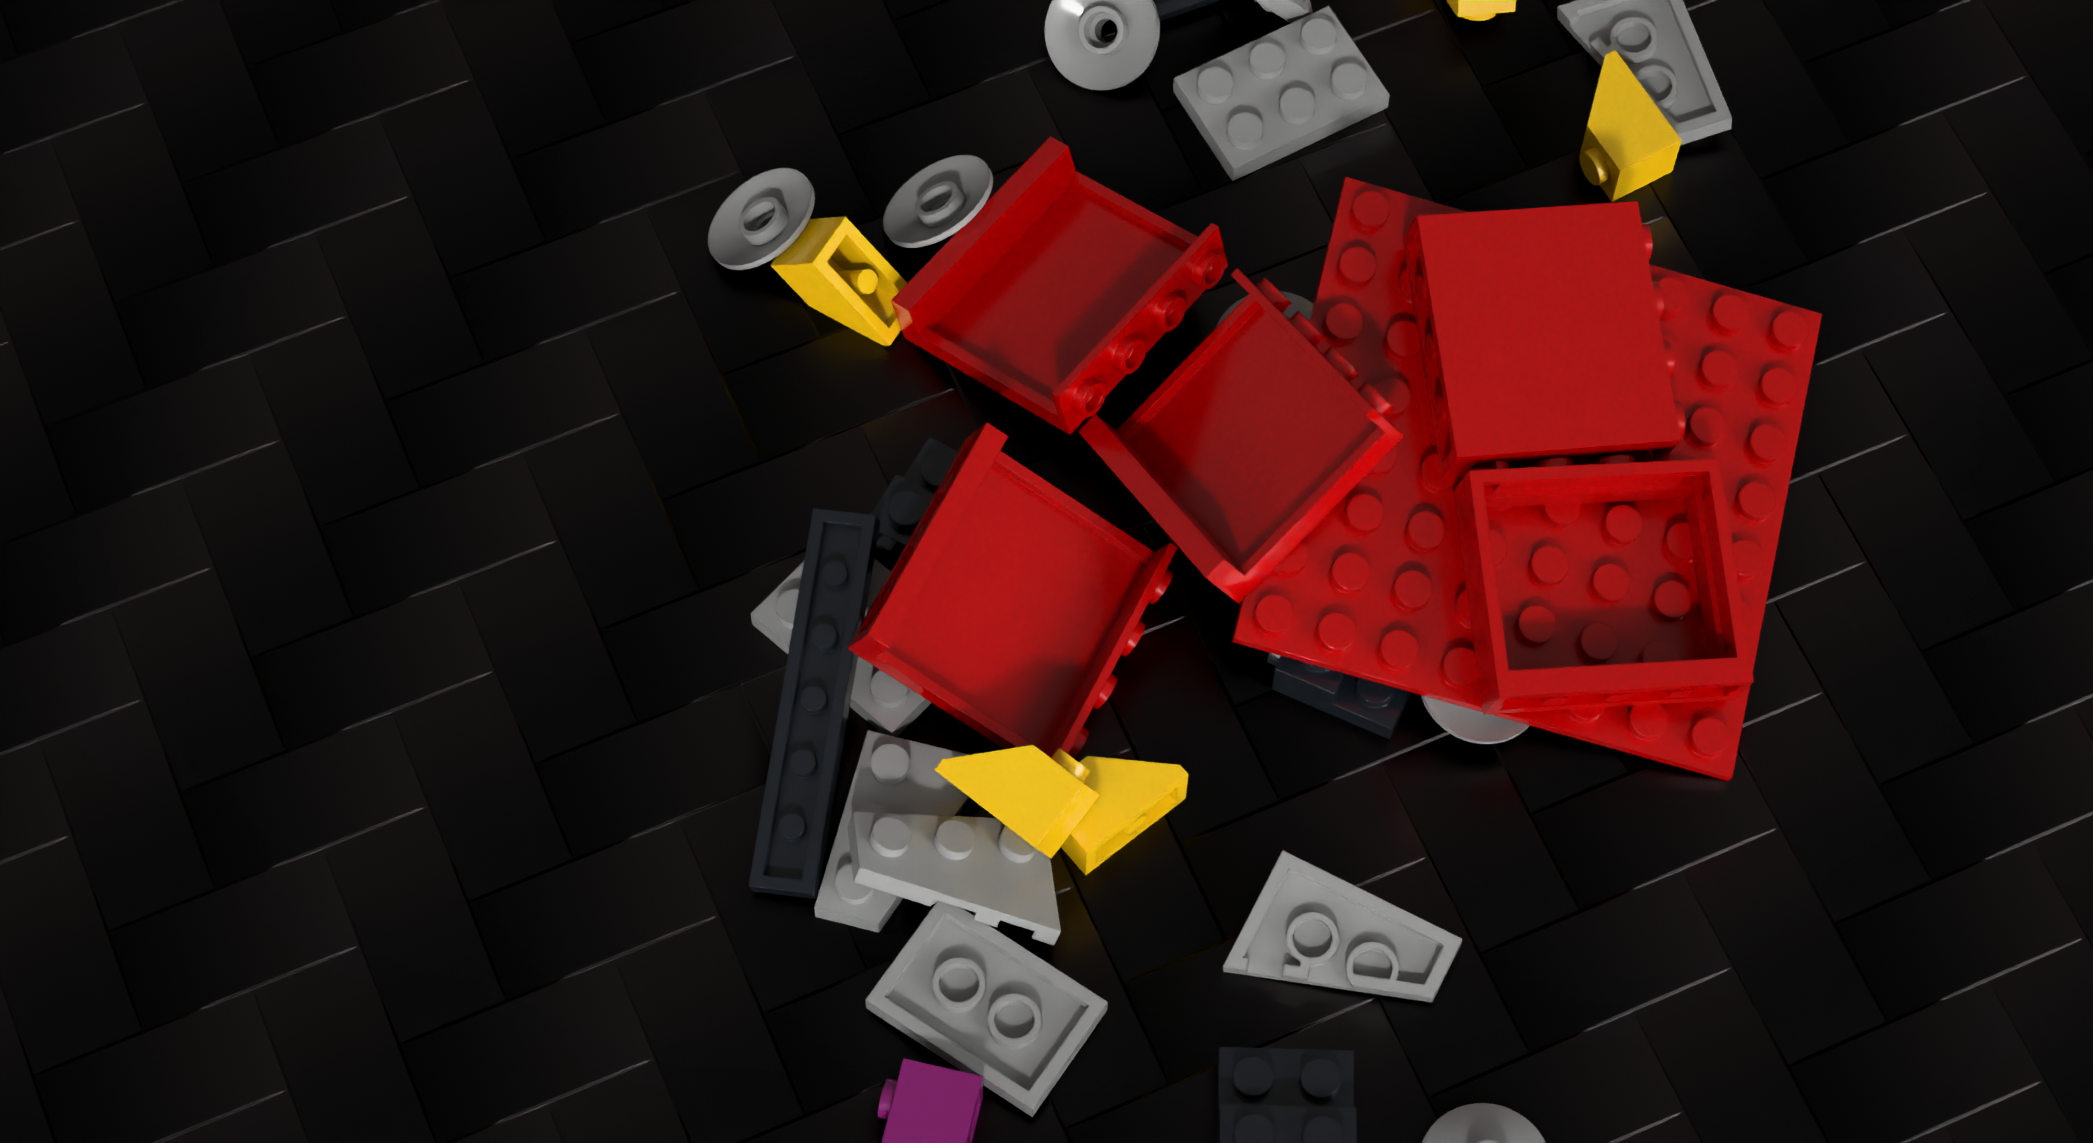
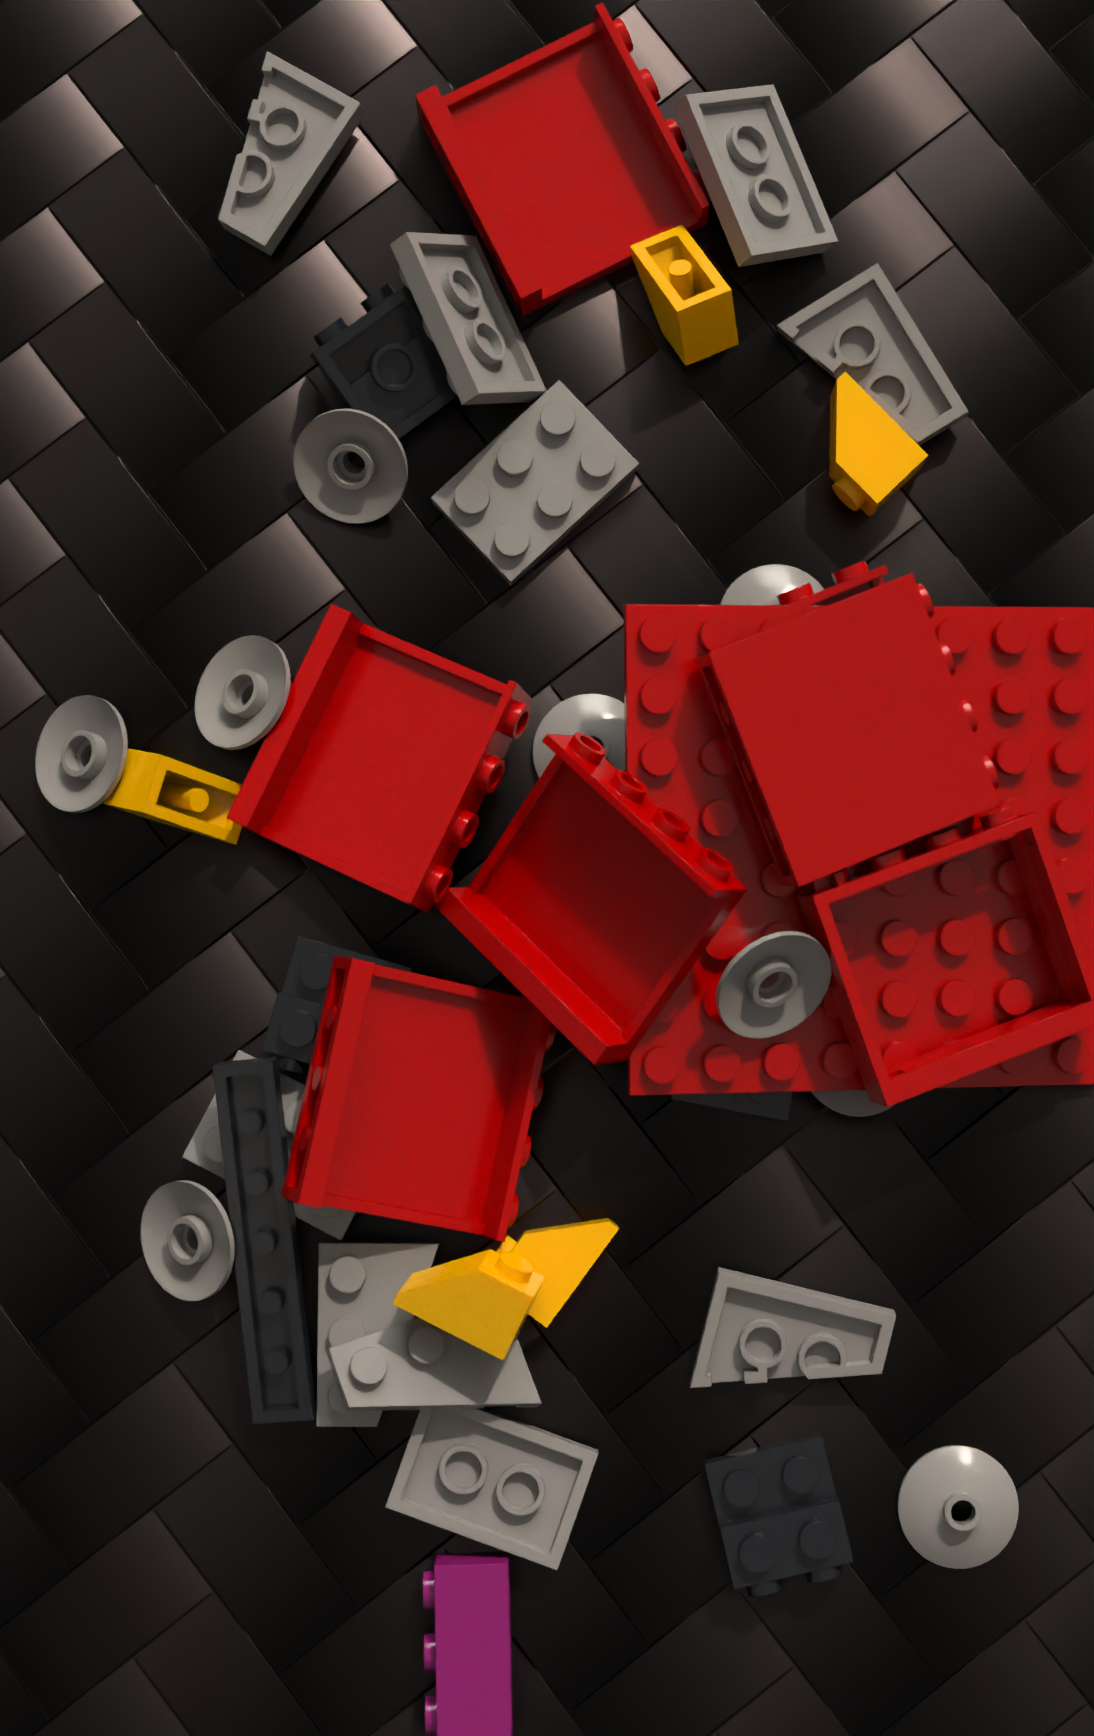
camera: 10 degrees left, 20 degrees up
(733, 689) = (187, 1240): none -> light grey dish
(1427, 571) = (773, 984): none -> light grey dish

